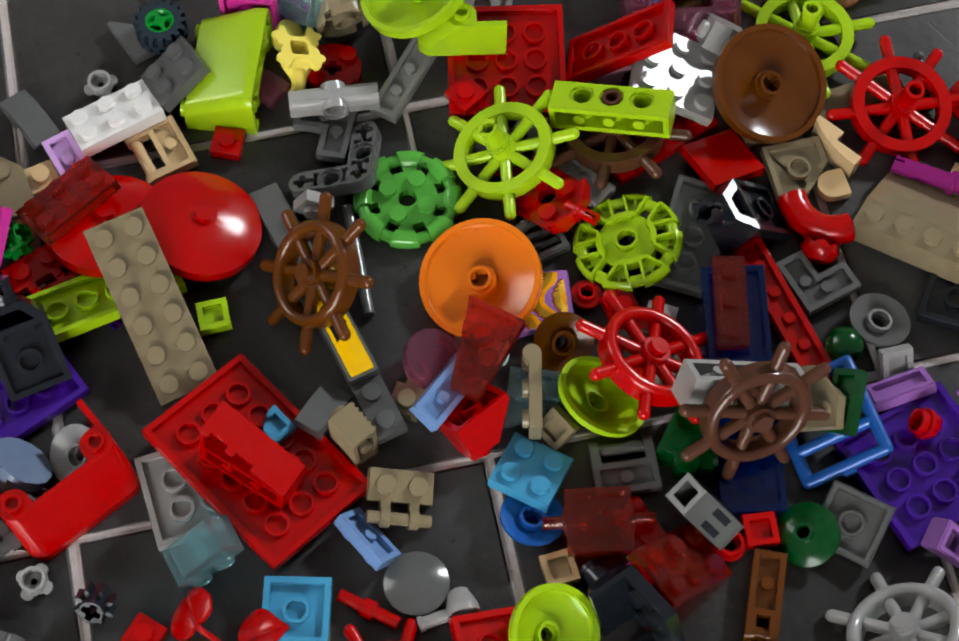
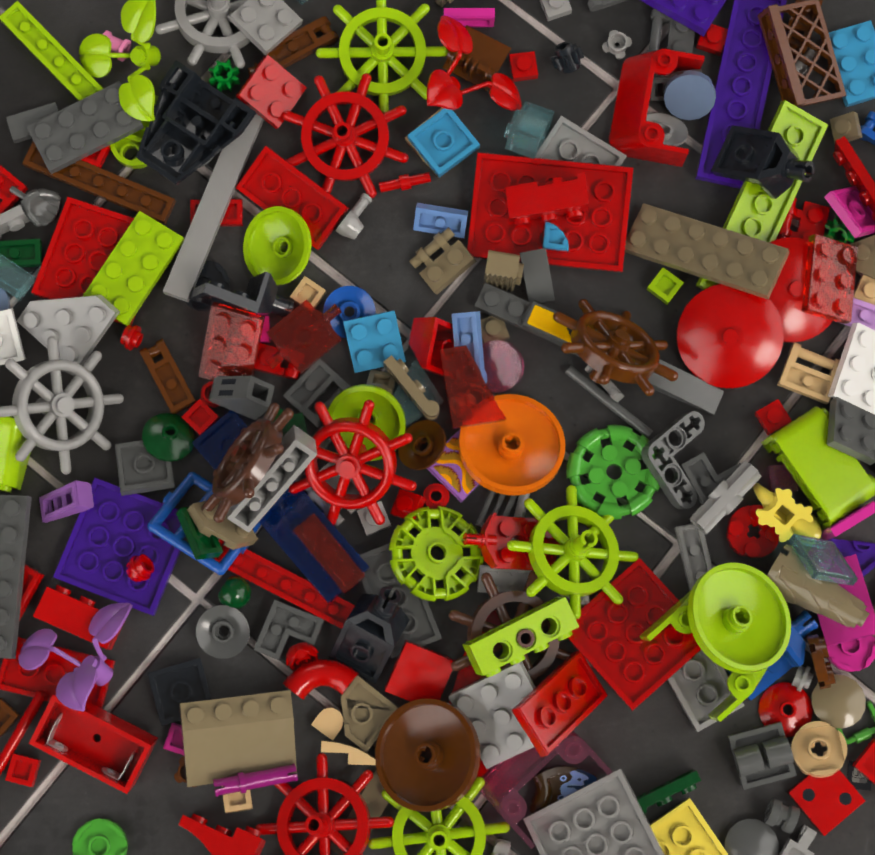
camera: 140 degrees right, 15 degrees up
(308, 204) = (669, 411): light grey plate -> none
(416, 583) = (388, 219): dark grey dish -> none
(465, 94) = (640, 579): red plate -> none
(715, 32) = (495, 772): light grey brick -> none
(895, 360) = (190, 608): light grey plate -> none
(901, 389) = (175, 588): medium lavender tile -> none

